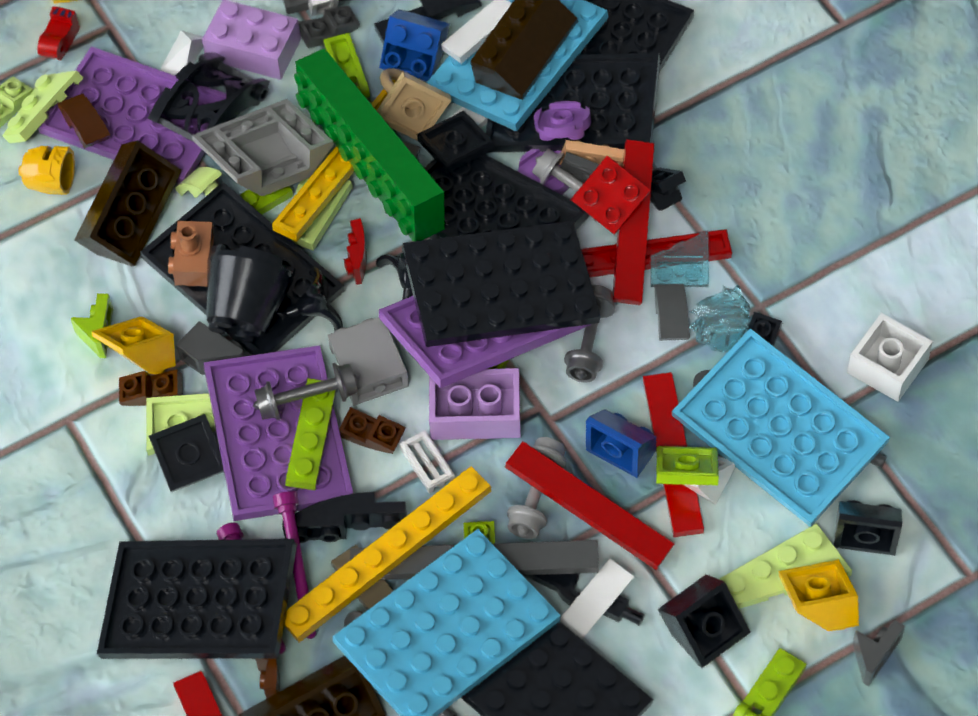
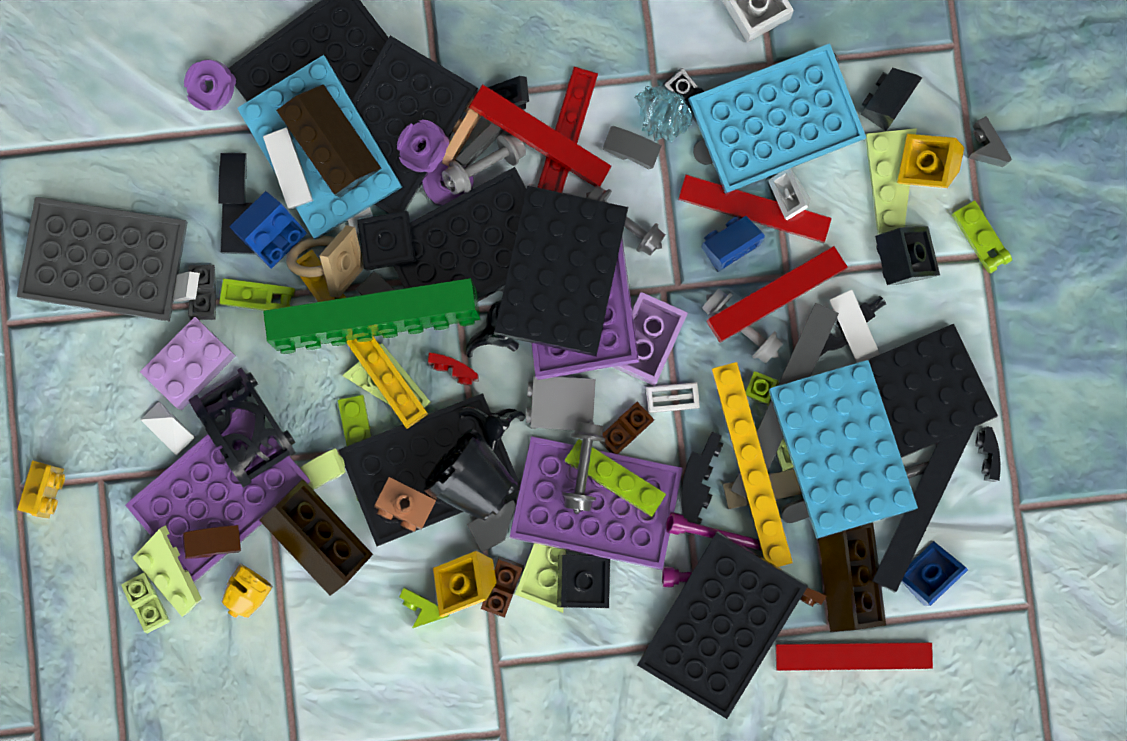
camera: 70 degrees left, 25 degrees up
(59, 33) = (94, 528): red leg -> none
(267, 147) = (322, 400): light grey slope -> none
(610, 195) = (515, 143): red hinge -> none
(683, 263) = (593, 117): clear light blue wing -> none
(687, 465) = (784, 205): lime tile -> none

